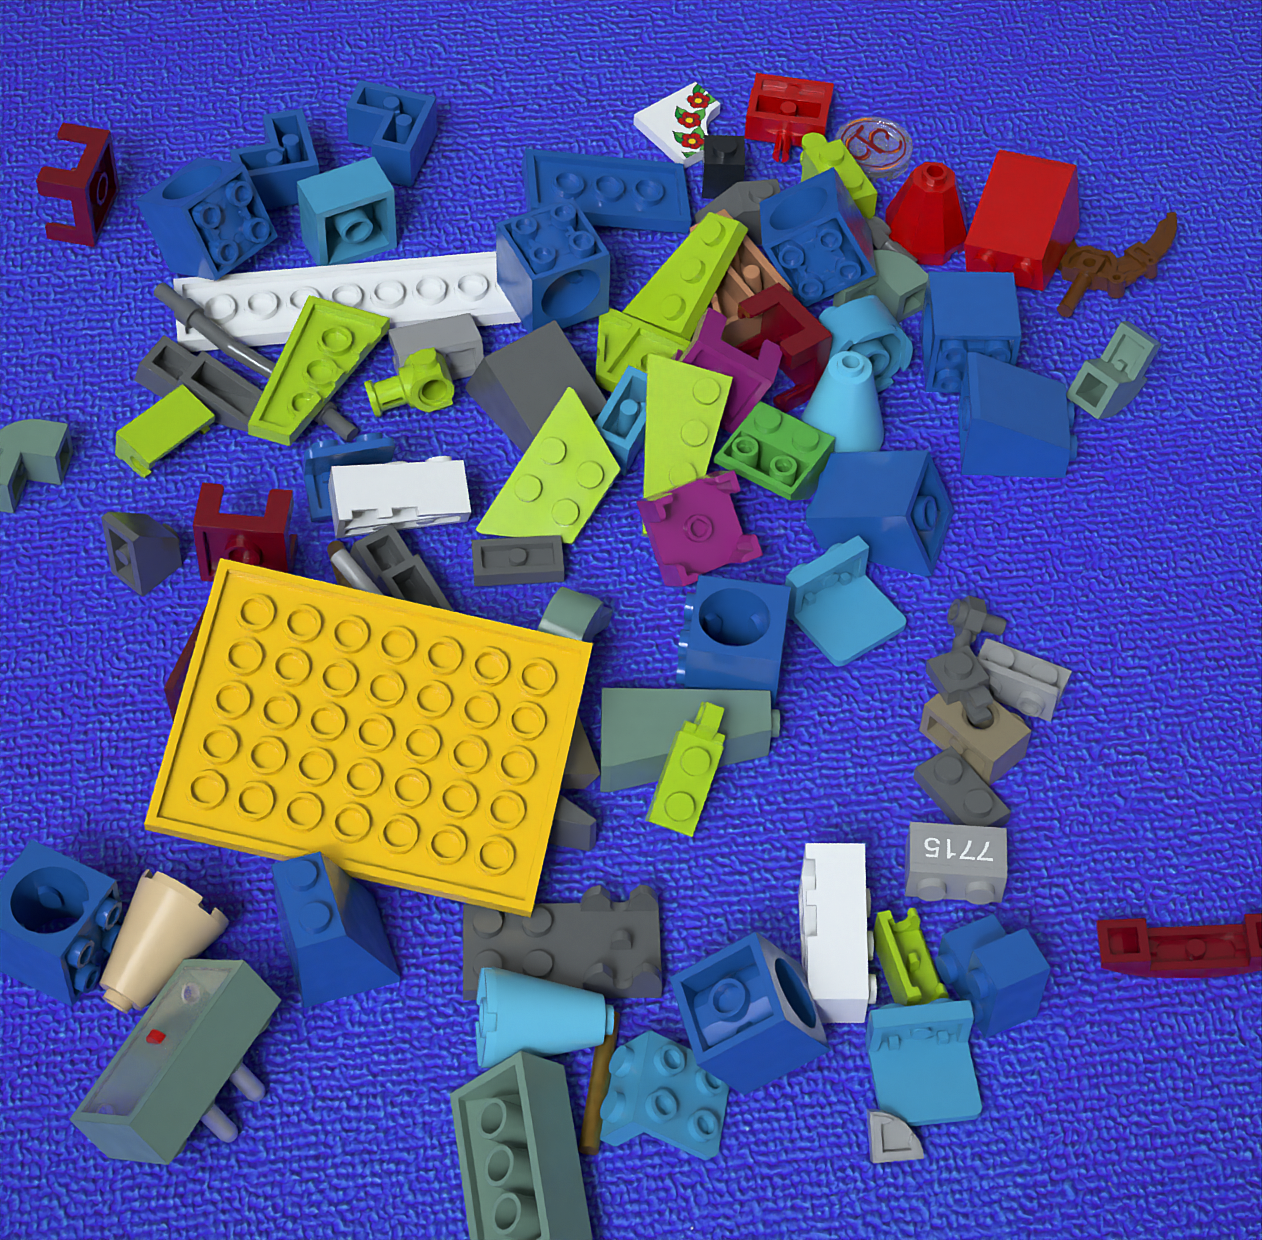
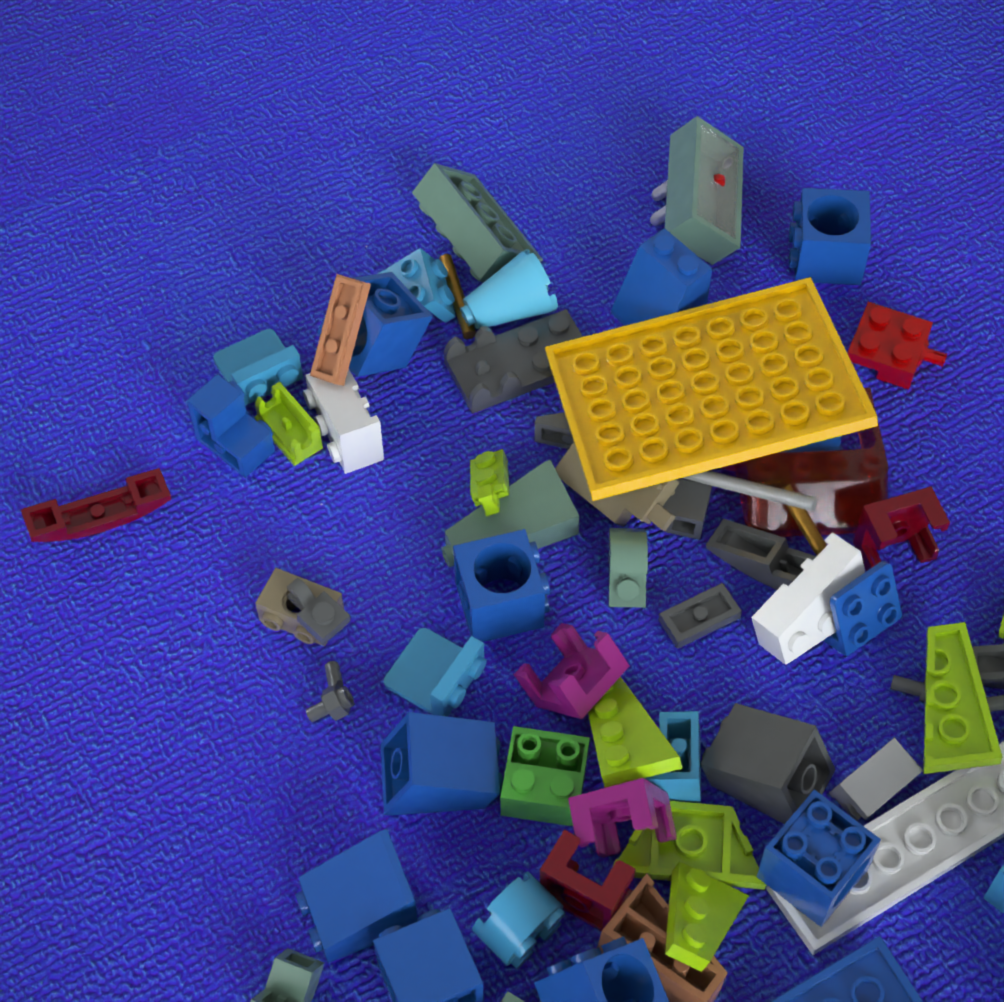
camera: 160 degrees right, 5 degrees up
(76, 771) = (893, 344): none -> red plate
(140, 549) = (970, 497): slope -> none
(156, 935) = (762, 258): tan cone -> none
(421, 383) = (870, 729): lime connector -> none
(556, 479) = (704, 675): lime wing -> none
(810, 976) = (340, 329): none -> nougat tile
(847, 404) = (505, 847): medium azure cone -> none
(891, 1138) = (262, 321): light grey tile -> none
(955, 862) = (281, 502): light grey brick -> none
(960, 791) = (293, 558): dark grey plate -> none
(1023, 679) = (282, 668): light grey bracket -> none

